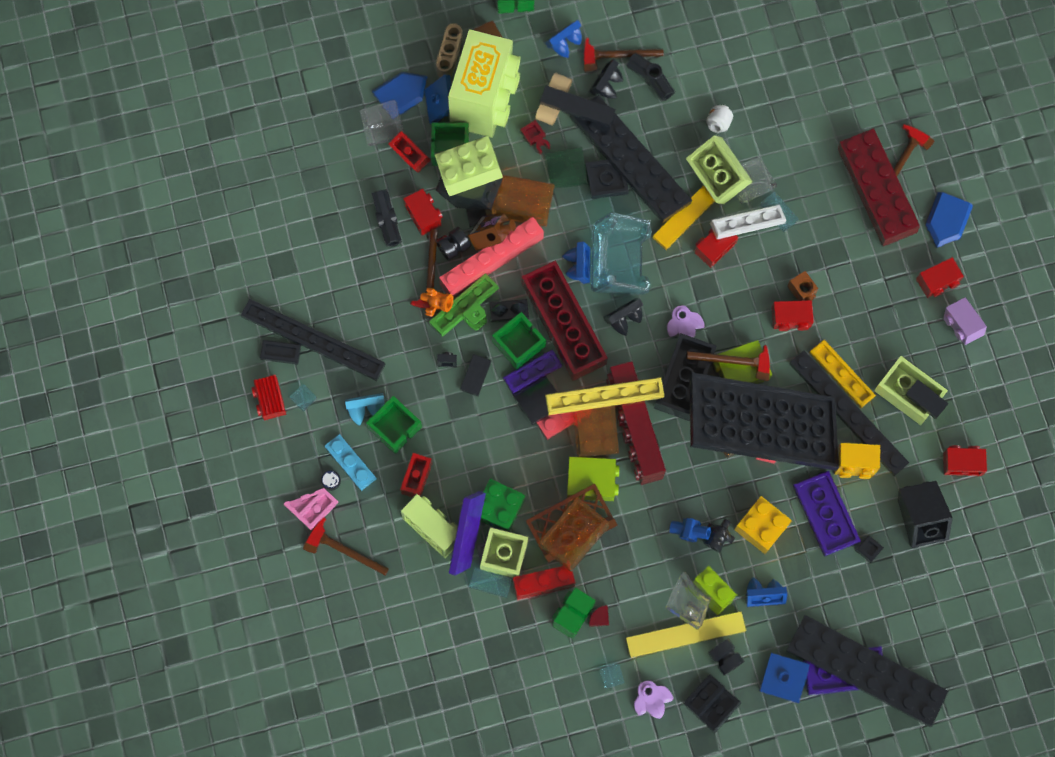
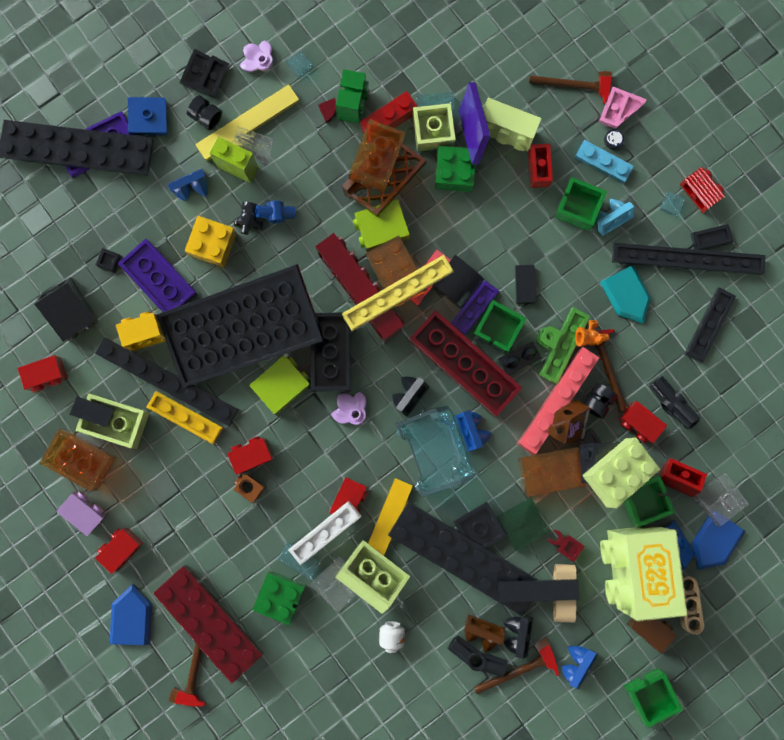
camera: 160 degrees right, 10 degrees up
(319, 275) = (709, 325): none -> black tile
(383, 330) = (627, 294): none -> teal tile
(447, 359) = (557, 286): black plate -> none
(633, 92) = (490, 633): none -> reddish brown tile
(761, 362) = (263, 390): reddish brown piece -> none
(807, 185) = (278, 597): none -> green piece
(953, 367) = (77, 460): none -> clear orange brick

